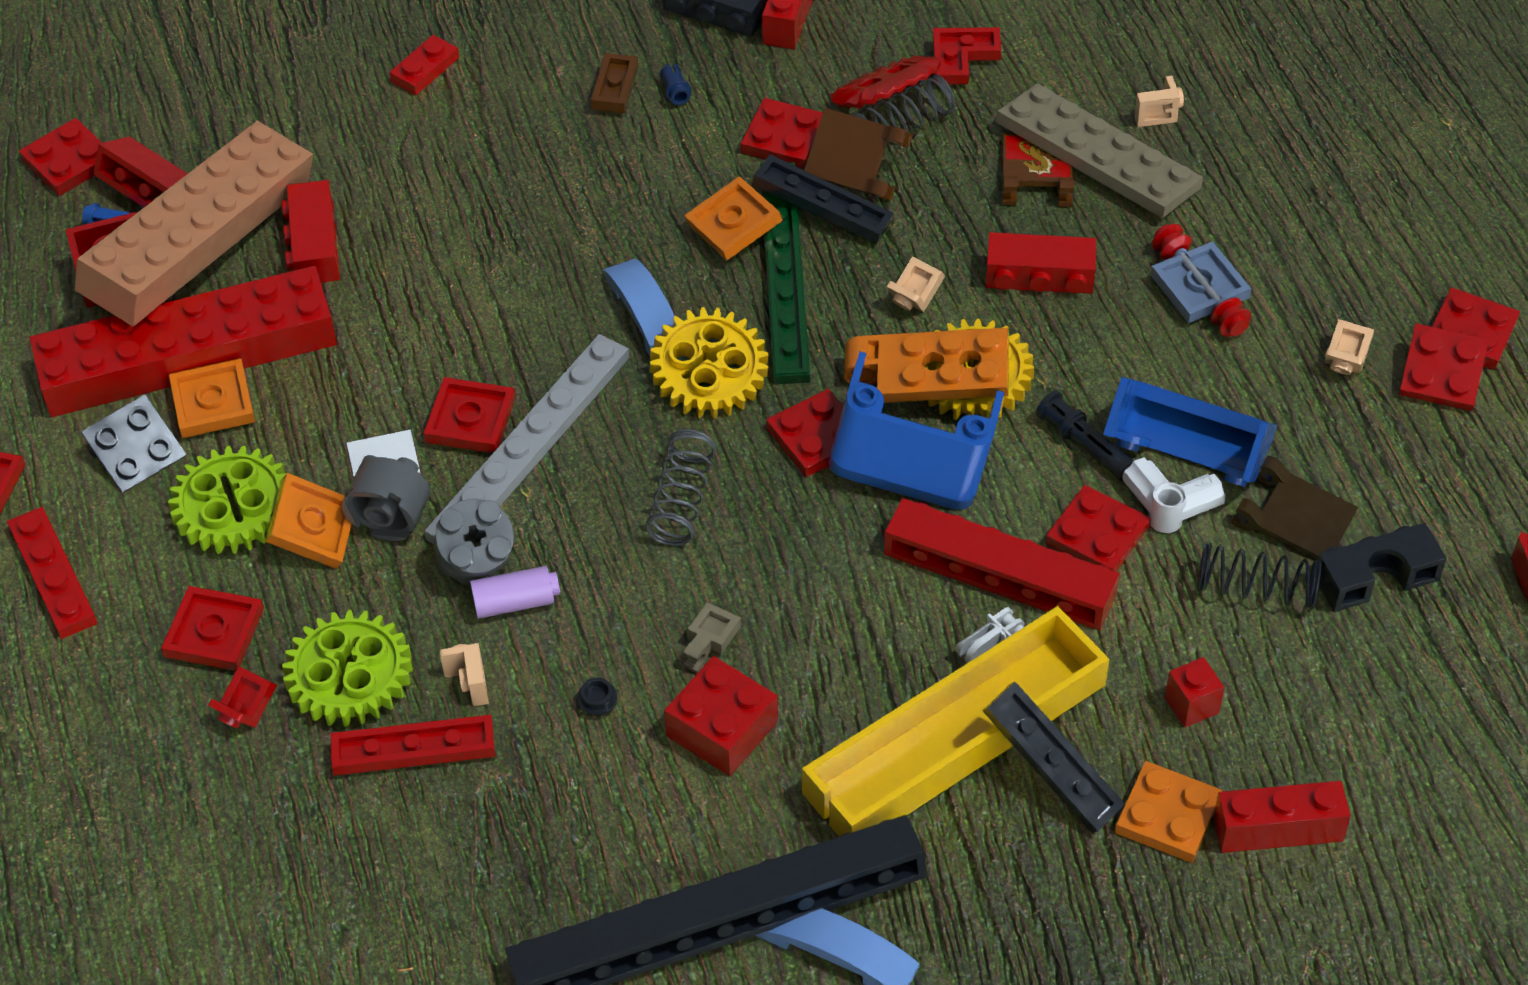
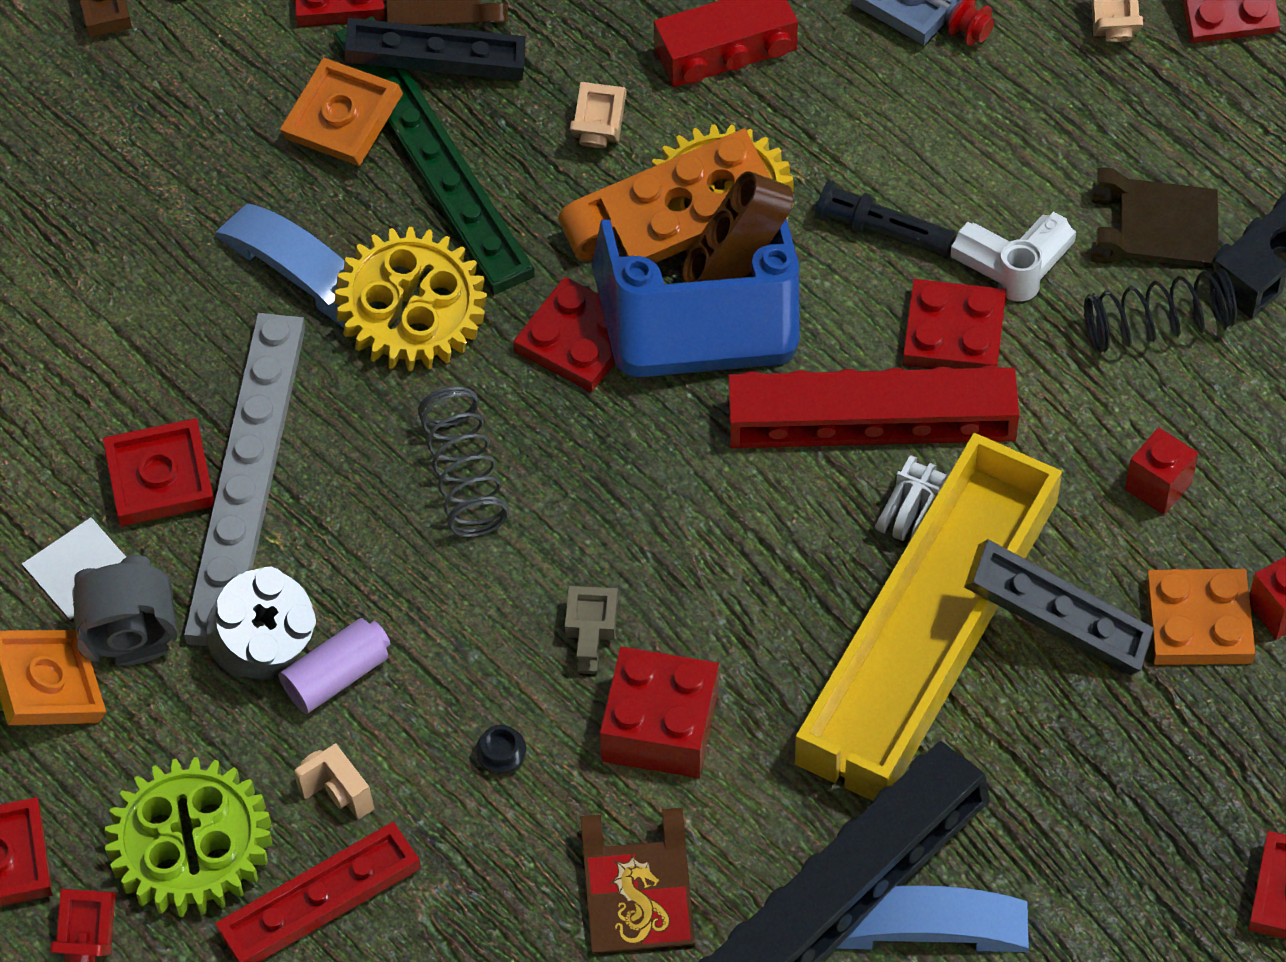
camera: 25 degrees left, 5 degrees up
(639, 835) = (638, 890): none -> flag
(966, 393) = (738, 228): none -> reddish brown beam
(1189, 430) = (1006, 170): blue windscreen -> none

